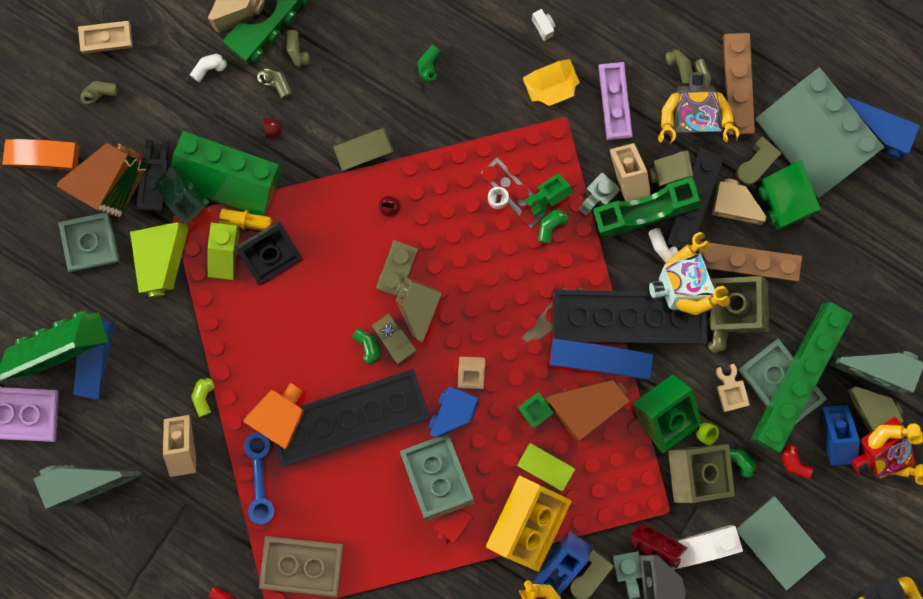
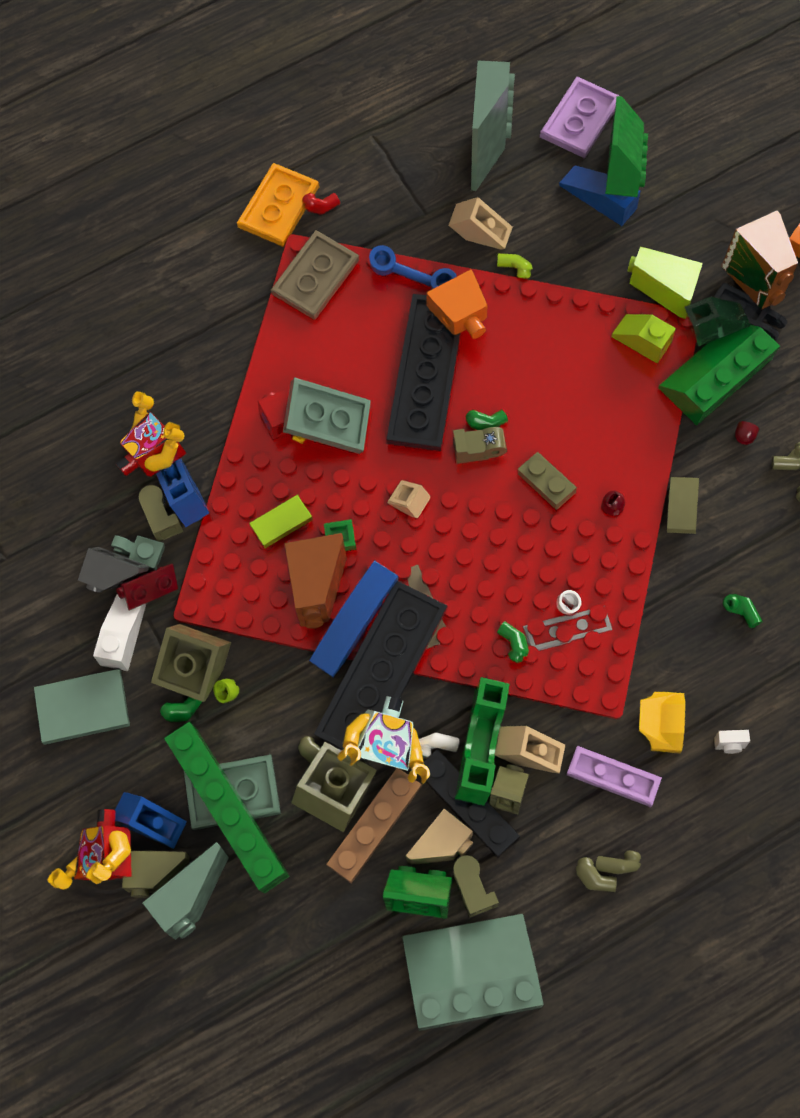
camera: 120 degrees right, 15 degrees down
(88, 242) = (709, 233): sand green tile -> none
(244, 219) = (664, 366): yellow axle -> none
(268, 252) = (622, 372): black slope -> none
(417, 305) = (501, 469): olive slope -> none
(456, 411) = (380, 464): blue slope -> none
(528, 524) = (237, 477): yellow slope -> none
(550, 192) = (546, 655): green plate -> none
(599, 193) = (524, 709): sand green plate -> none
(668, 413) = (266, 658): green slope -> none
(696, 110) = (561, 848): torso -> none
(731, 393) = (251, 734): tan plate -> none
(739, 81) = (569, 916): medium nougat plate -> none
(793, 464) = (148, 759): red arm -> none
(892, 131) = (437, 1048): blue slope -> none

